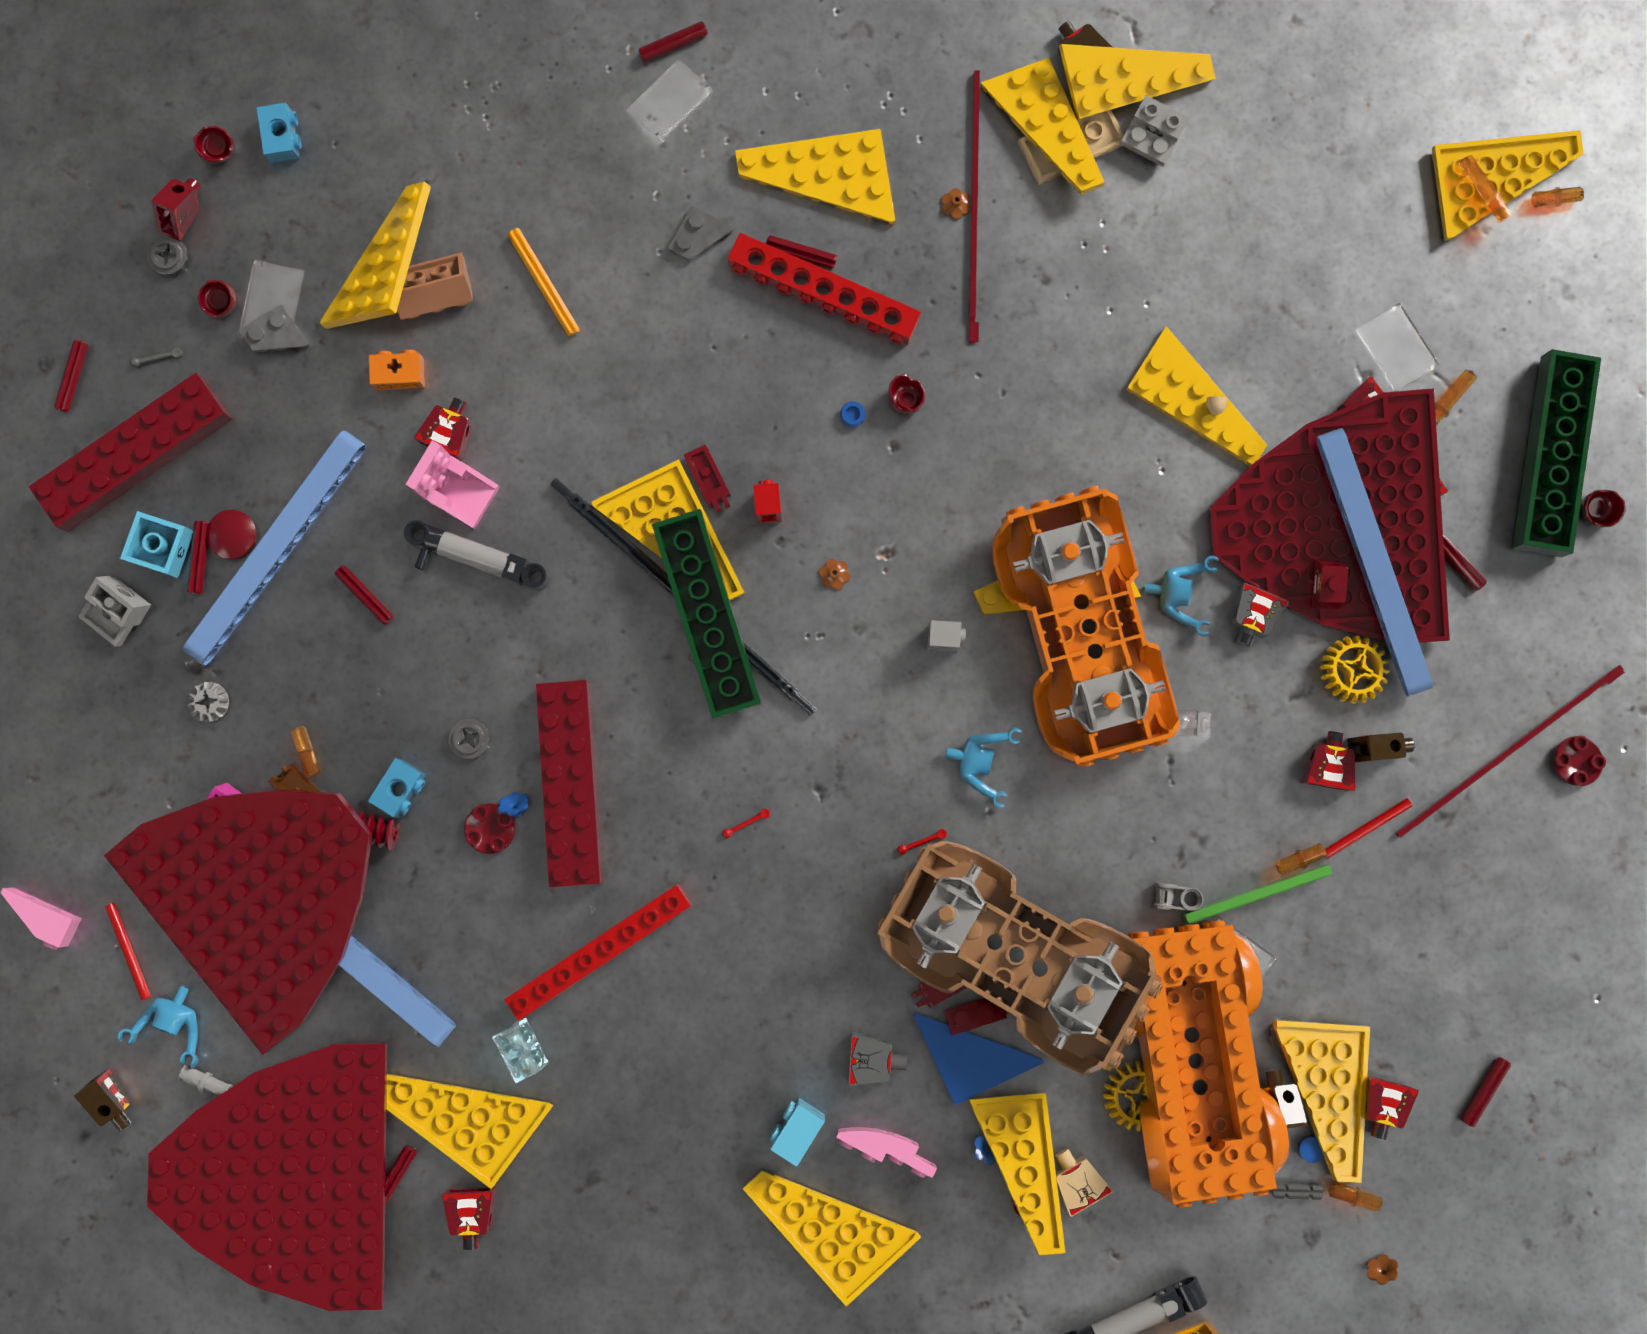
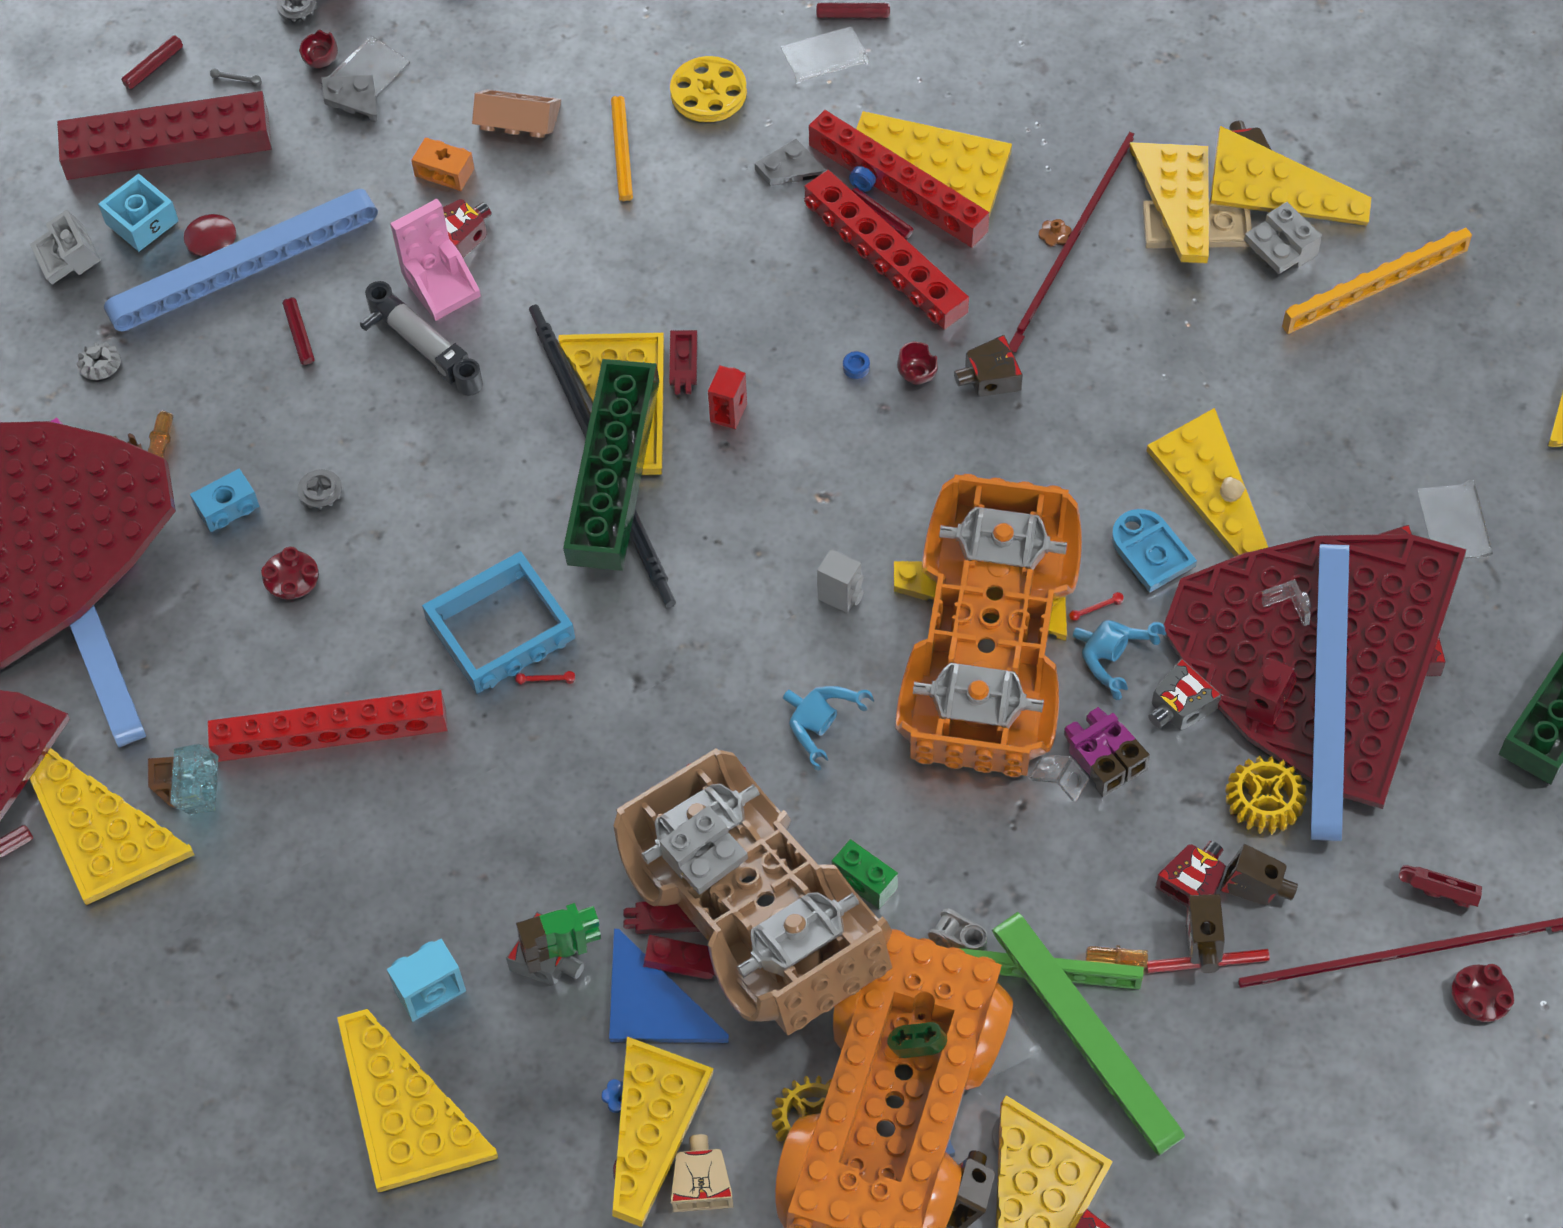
camera: 30 degrees right, 25 degrees down
(197, 558) = (167, 242): dark red axle -> none
(380, 273) = (481, 76): yellow wing -> none
(382, 833) = (185, 530): dark red piece -> none
(469, 1213) = (48, 915): torso -> none
(489, 1054) = (160, 777): none -> reddish brown slope
(513, 804) = (326, 563): blue plant -> none
(569, 783) = (390, 565): dark red brick -> none
(592, 194) = (708, 97): none -> yellow wedge
(650, 774) = (481, 587): none -> dark azure window
(770, 224) = (862, 178): none -> blue tile
(800, 210) = (900, 178): none -> red brick
(831, 580) = (761, 494): dark orange plant -> none
(877, 1142) = (510, 1041): bright pink slope -> none
(884, 1058) = (557, 934): none -> green hips
(964, 949) = (702, 850): none -> light grey brick
(968, 371) = (991, 369): none -> dark brown torso
(1083, 881) = (866, 873): none -> green brick
(1163, 541) = (1117, 599): none -> red hinge
(1174, 486) = (1152, 550): none -> dark azure plate
(1196, 1010) = (916, 1042): none -> dark green beam
(1217, 687) = (1106, 751): none -> hips
(1251, 129) = (1377, 280): none -> light orange plate
(1311, 938) = (1088, 1034): none -> bright green beam
(1319, 492) = (1290, 590): none -> clear bracket
(1362, 807) = (1205, 939): none -> dark brown torso
(1453, 394) = (1476, 591): clear orange axle -> none
(1463, 566) = (1431, 742): dark red axle -> none
(1516, 685) = (1438, 885): none -> dark red hinge

